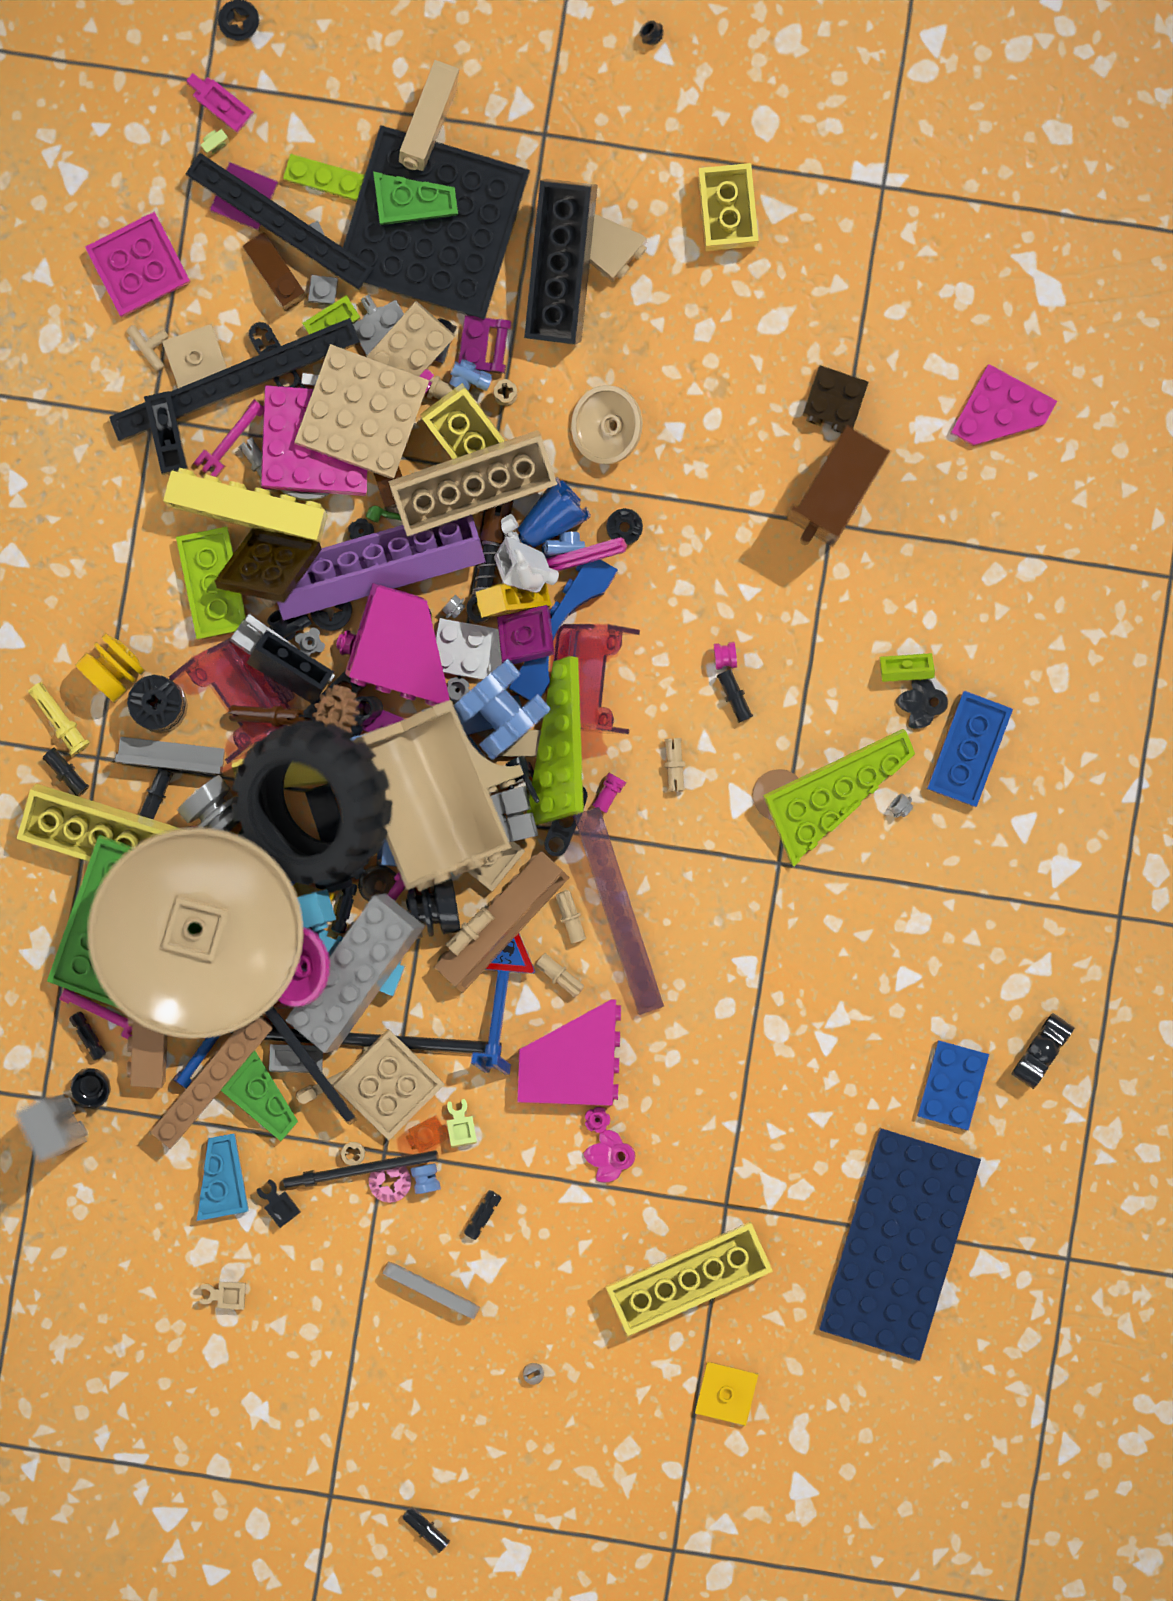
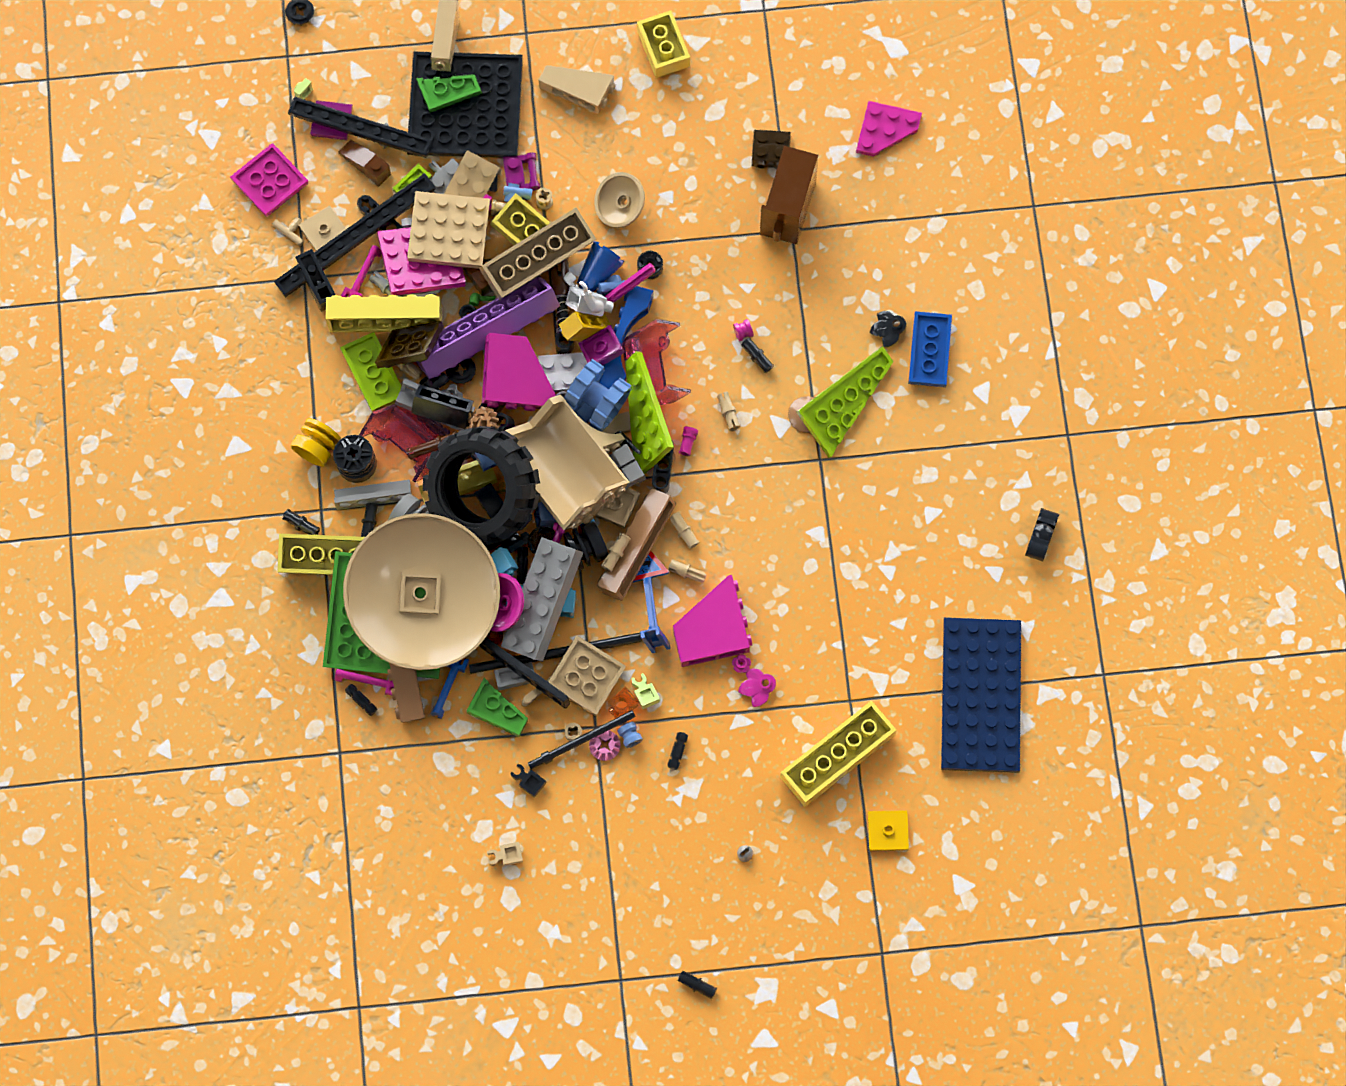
camera: 15 degrees left, 15 degrees down
(52, 1126) = (352, 752): light grey brick -> none
(65, 728) = (293, 494): light yellow pin -> none
(90, 1087) = (372, 733): black hair -> none
(211, 1081) = (458, 703): medium nougat brick -> none
(220, 102) = (300, 64): dark pink hinge -> none
(223, 1180) = (484, 774): dark azure wing -> none
(323, 177) = (383, 95): lime plate -> none
(323, 290) = (400, 165): light grey plate -> none
(345, 642) = (476, 388): dark pink plate -> none
(431, 1290) = (654, 812): light grey beam -> none
(453, 607) = (546, 346): light grey plate -> none
(560, 261) = (559, 101): black brick -> none
(618, 910) = (717, 516): plate -> none
(901, 806) = (894, 398): light grey plate -> none
(907, 667) = (875, 305): lime plate -> none
(953, 1085) = (986, 576): blue plate -> none

